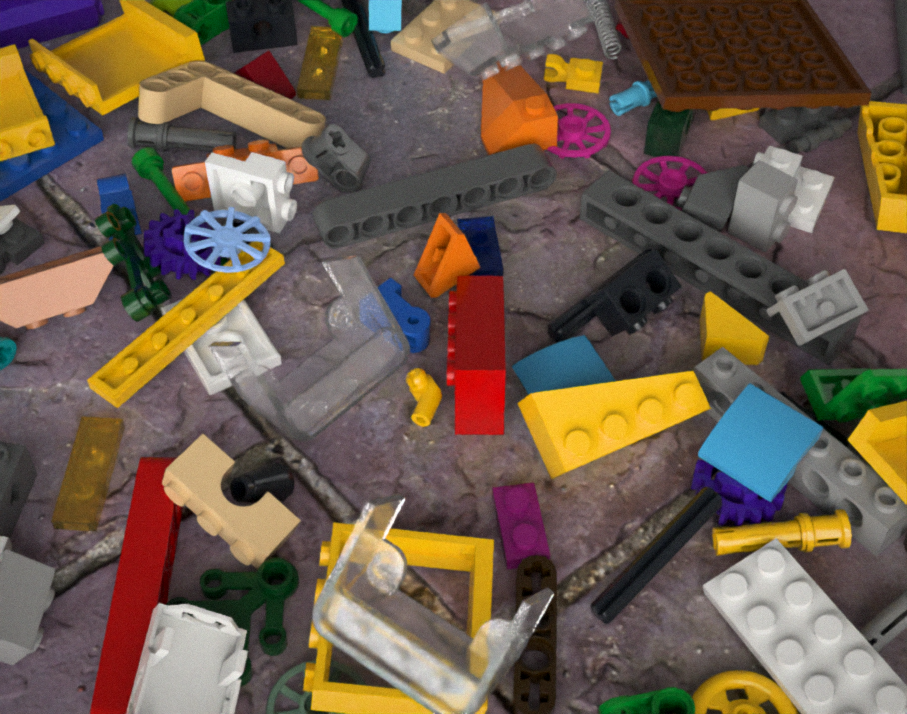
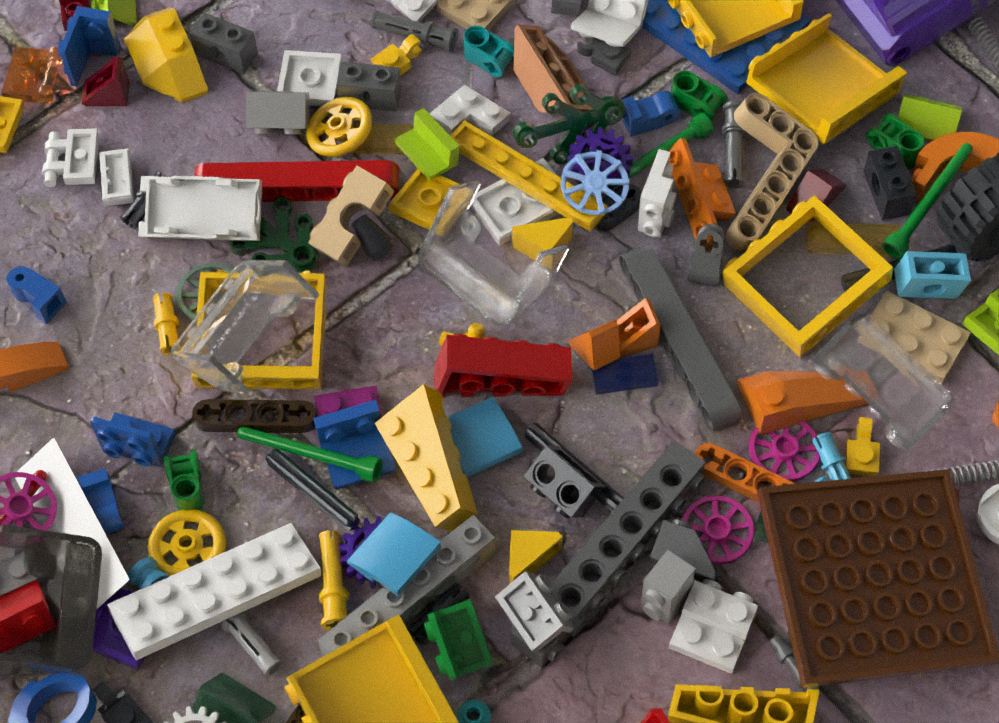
camera: 90 degrees right, 10 degrees up
(42, 499) = (339, 127): none -> yellow plate
(64, 386) = (473, 108): none -> white plate
(104, 160) = (696, 94): none -> green piece
(122, 415) = (429, 146): none -> lime panel
(207, 412) = (421, 199): none -> yellow plate
(294, 307) = (542, 236): none -> yellow slope
(412, 320) = (538, 313): blue leg -> none
(421, 215) = (638, 329): none -> orange slope
(444, 93) = (805, 339): none -> yellow window
(587, 510) = (355, 435): none -> blue bracket
(593, 90) = (831, 457): none -> medium azure axle
(609, 151) = (747, 486): none -> orange beam
(625, 486) = (368, 467): none -> green piece

